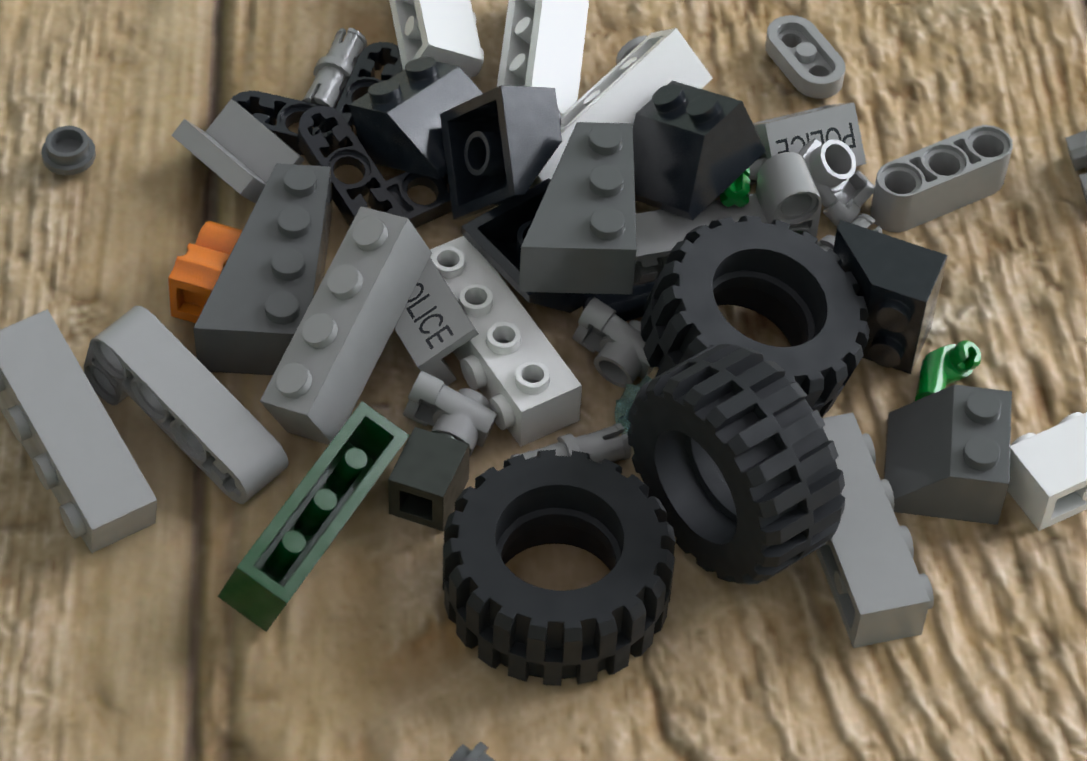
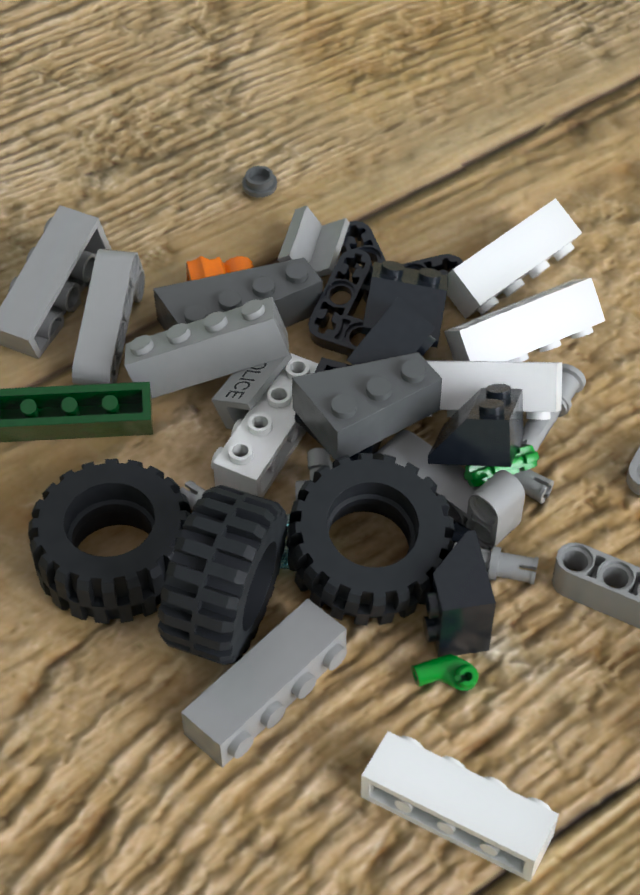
camera: 60 degrees right, 0 degrees up
(335, 68) = (421, 250): light grey pin -> none
(428, 478) = (147, 445): pearl dark grey brick -> none
(451, 412) = (200, 442): light grey plate -> none
(824, 123) = (575, 499): light grey panel -> none
(835, 178) = (549, 538): light grey plate -> none
(951, 454) = (369, 704): dark grey slope -> none

